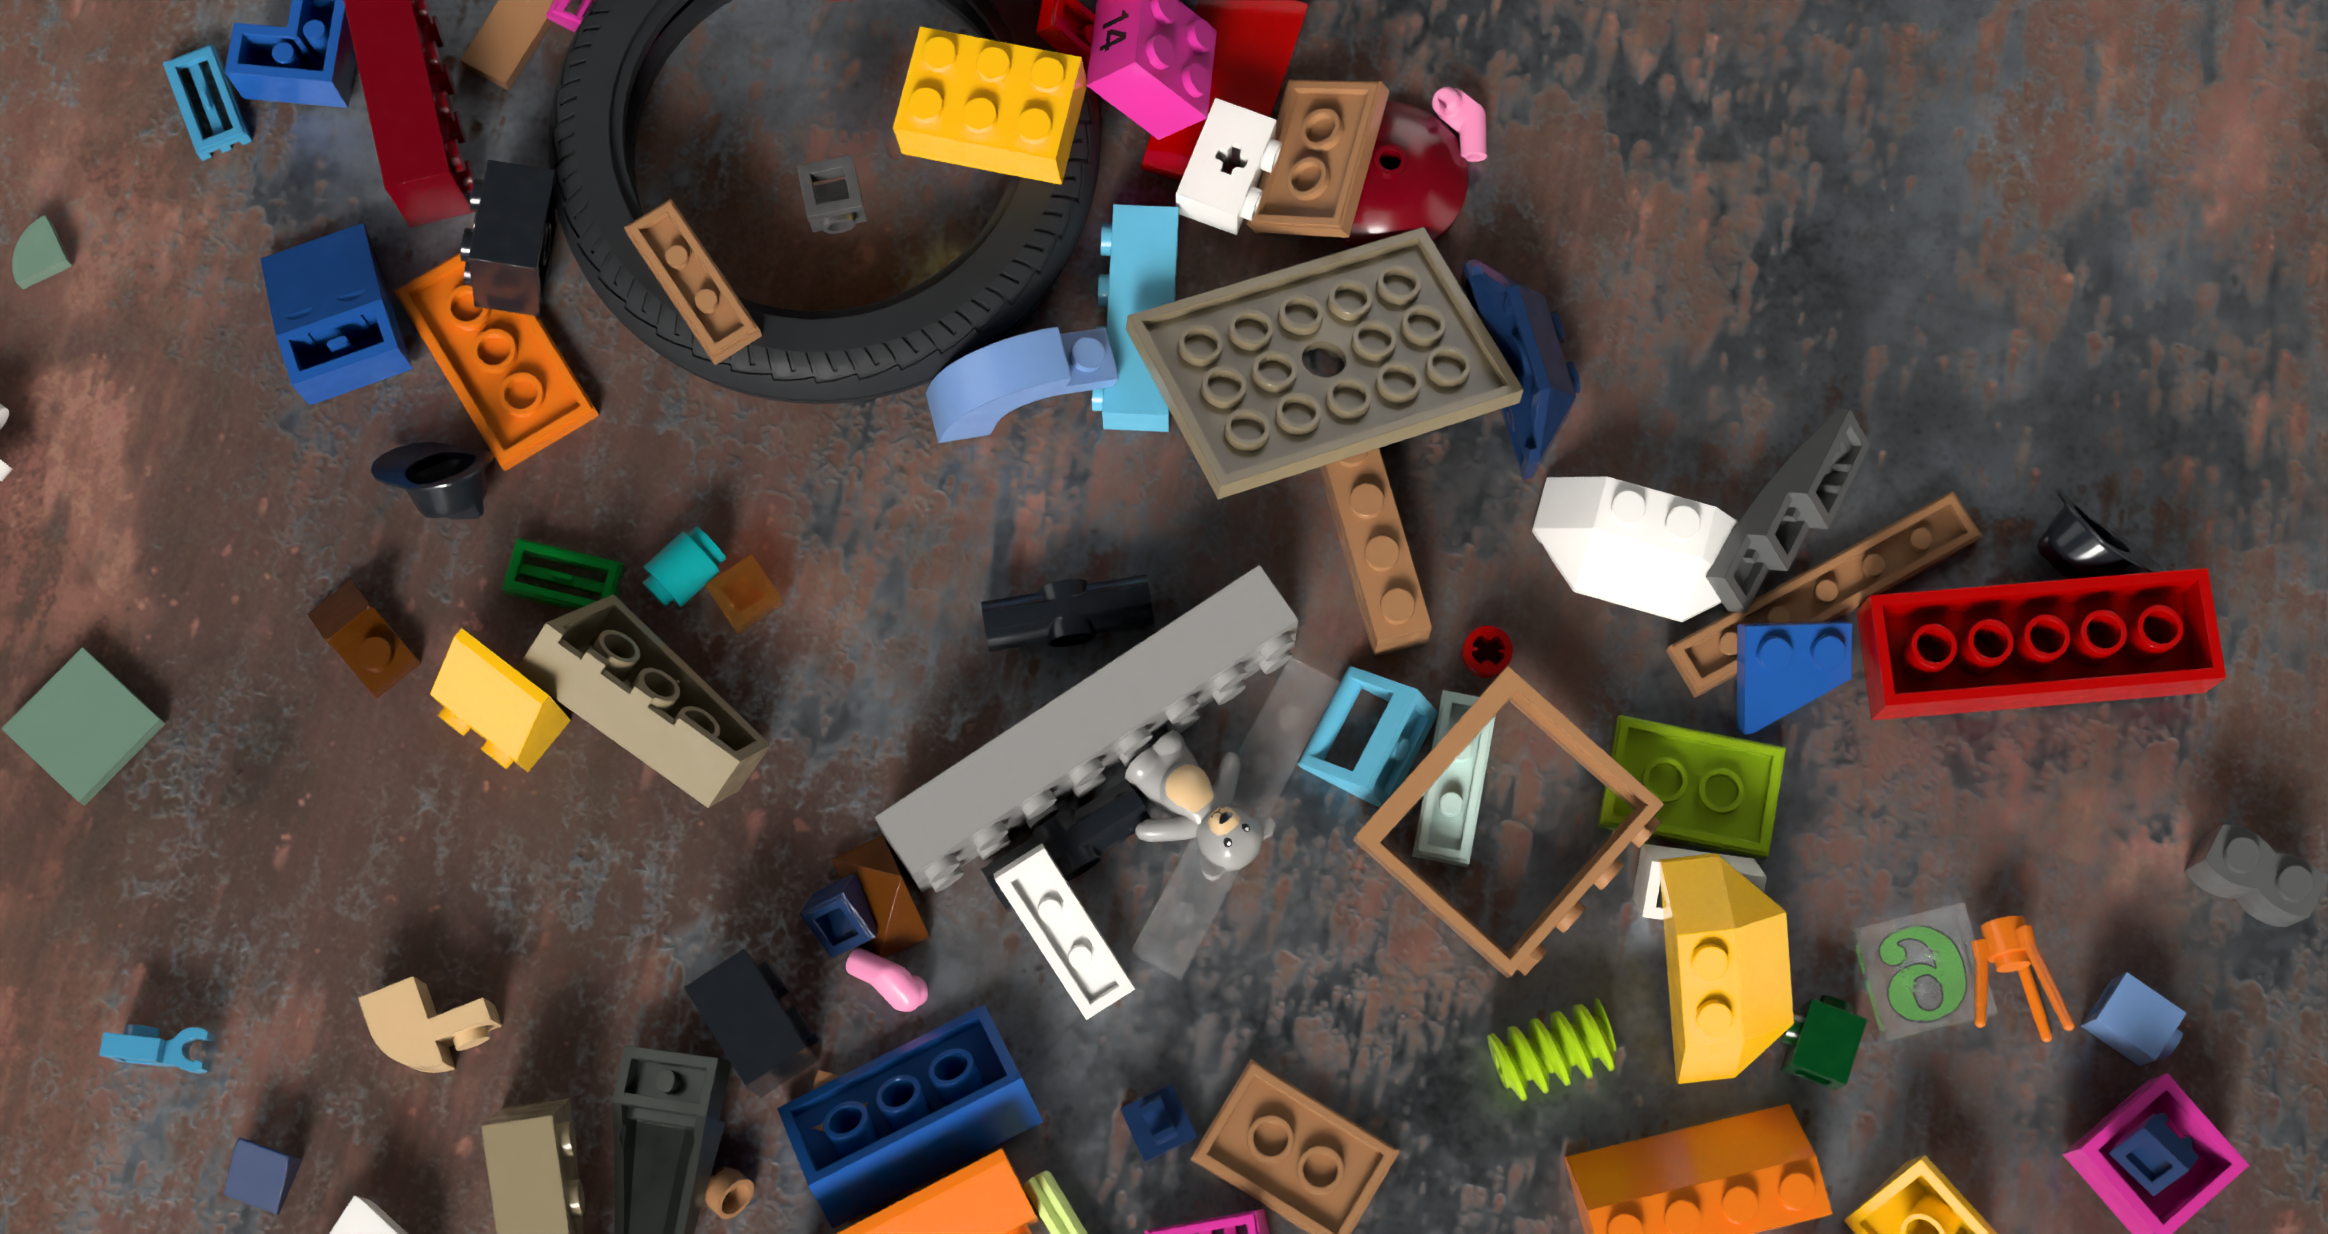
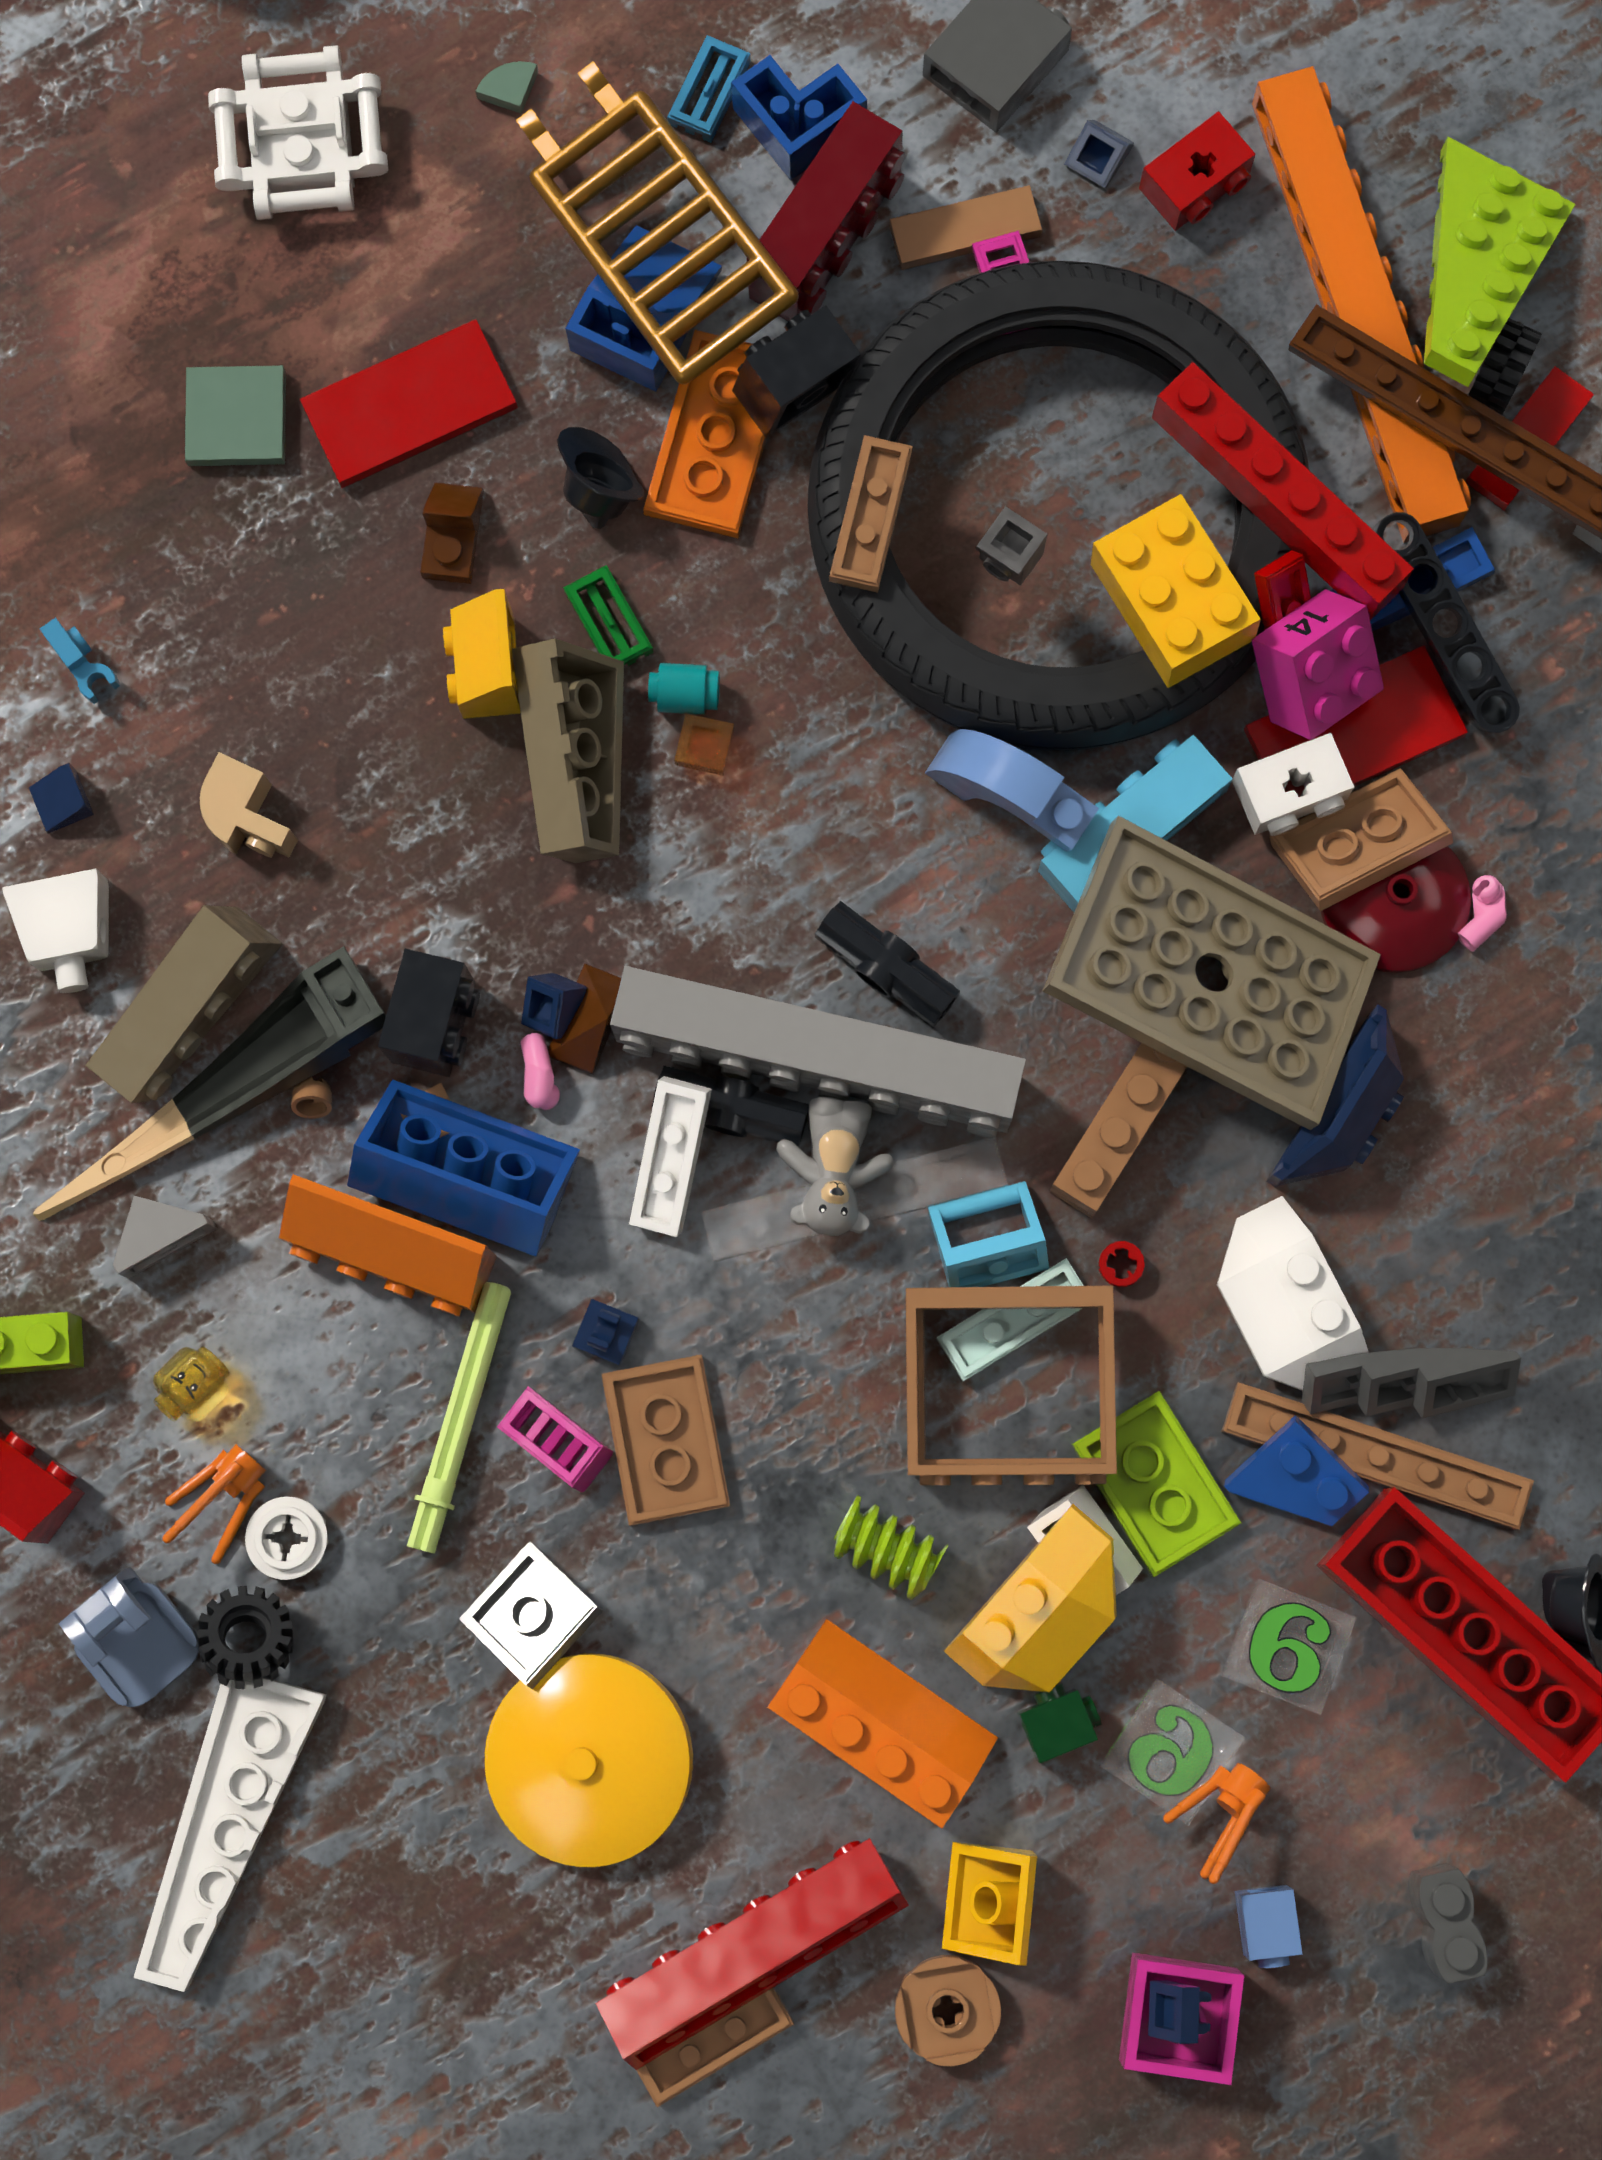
camera: 50 degrees right, 5 degrees up
(219, 575) = (408, 403): none -> red tile
(284, 305) = (709, 199): none -> pearl gold bar
(1919, 801) = (1288, 1646): none -> tile

